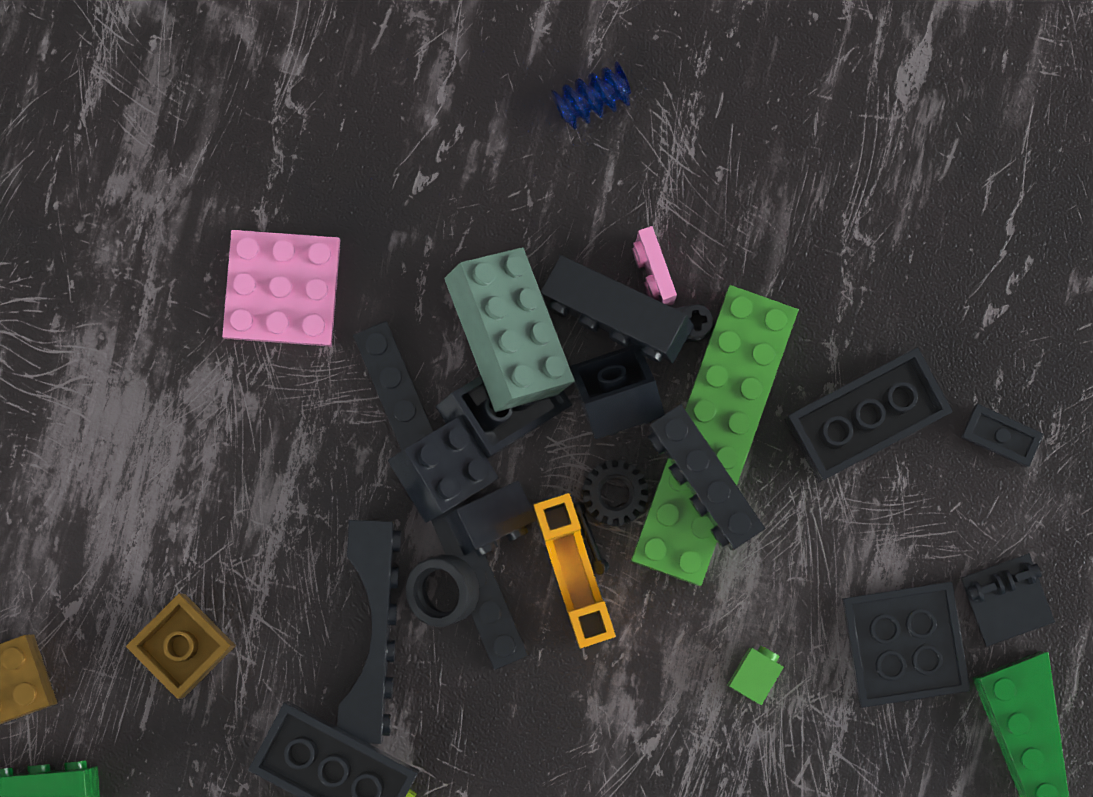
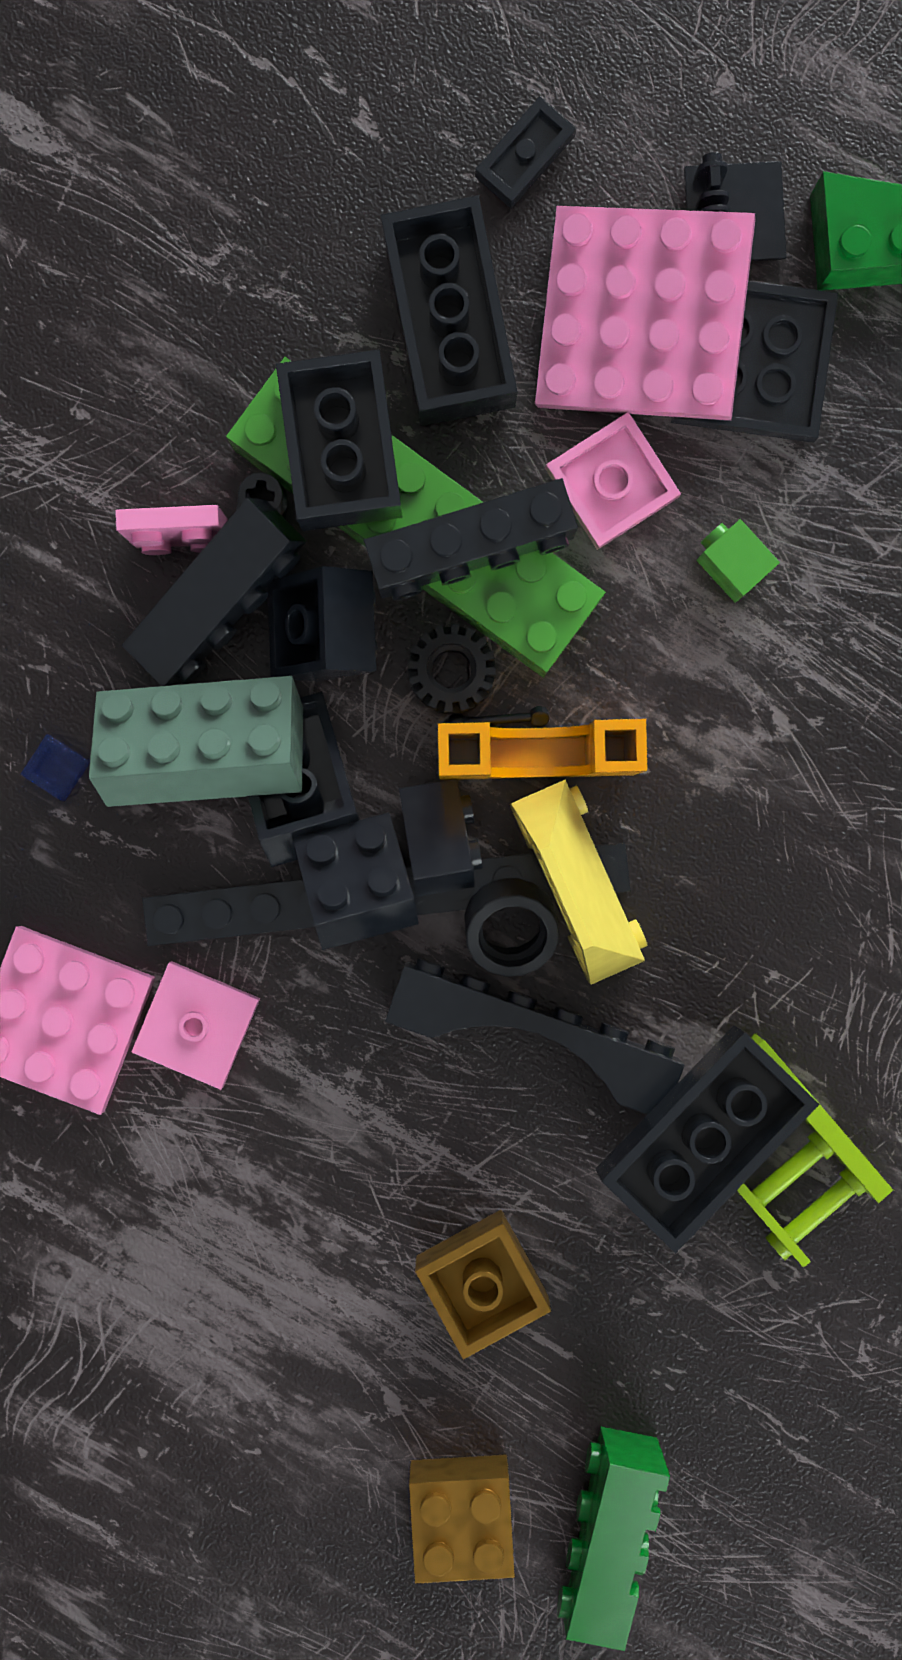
camera: 70 degrees left, 5 degrees up
(305, 386) = (195, 1025): none -> bright pink plate
(461, 231) = (55, 767): none -> clear blue tile
(489, 628) = (579, 882): none -> light yellow wedge
(745, 366) = (339, 440): none -> black brick
(786, 568) = (613, 480): none -> bright pink plate
(911, 554) = (645, 311): none -> bright pink plate

